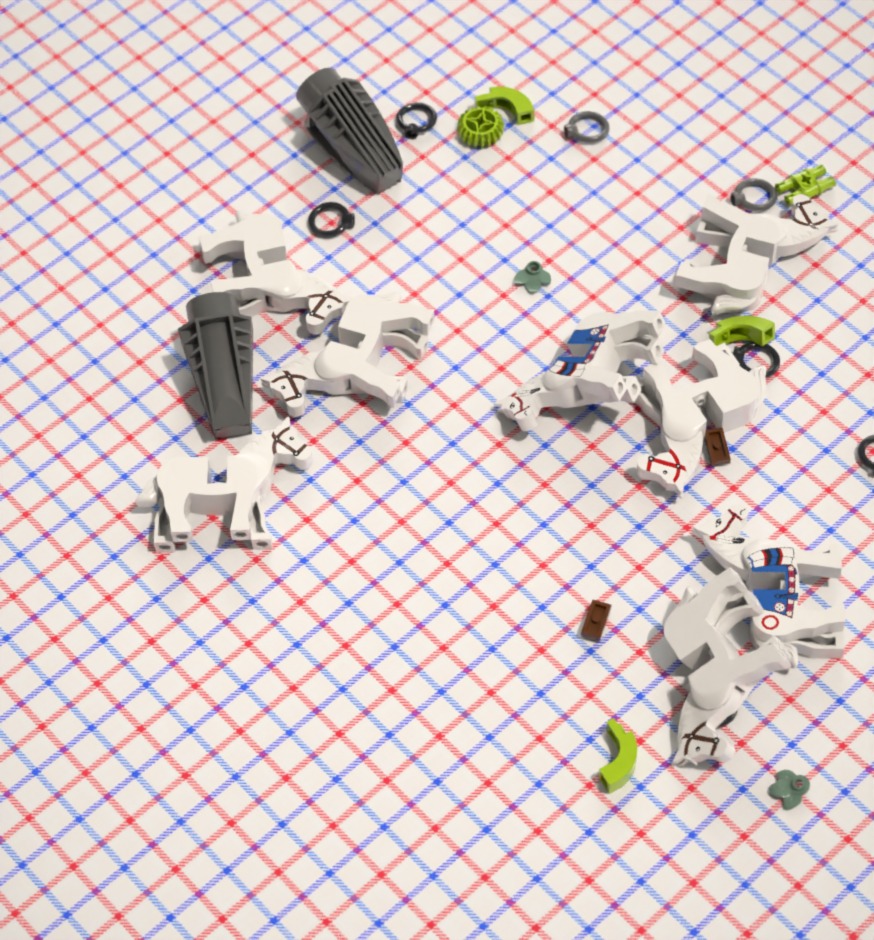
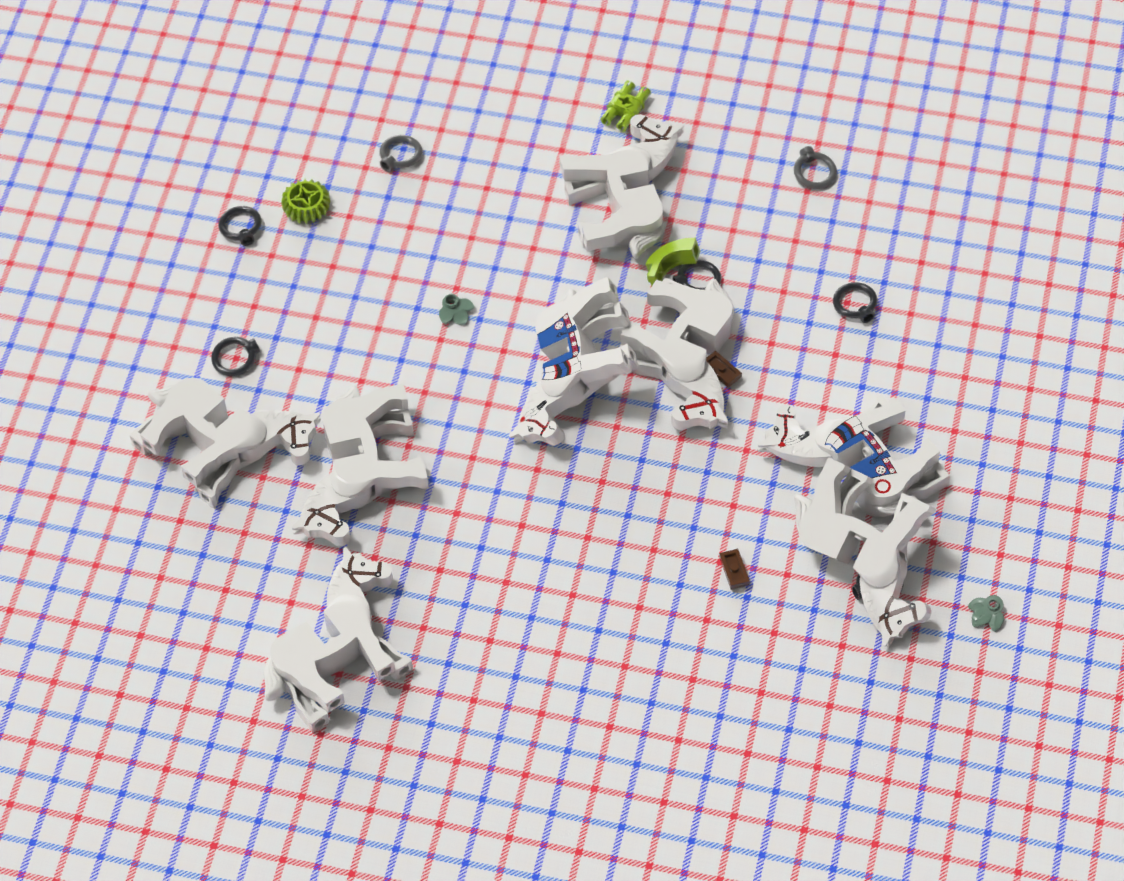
camera: 35 degrees left, 0 degrees up
(221, 361) = (248, 534): dark grey piece -> none
(350, 129) = (198, 263): dark grey piece -> none
(508, 99) = (312, 163): lime arch -> none
(622, 768) = (844, 663): lime arch -> none
(738, 197) = (579, 147): dark grey piece -> none

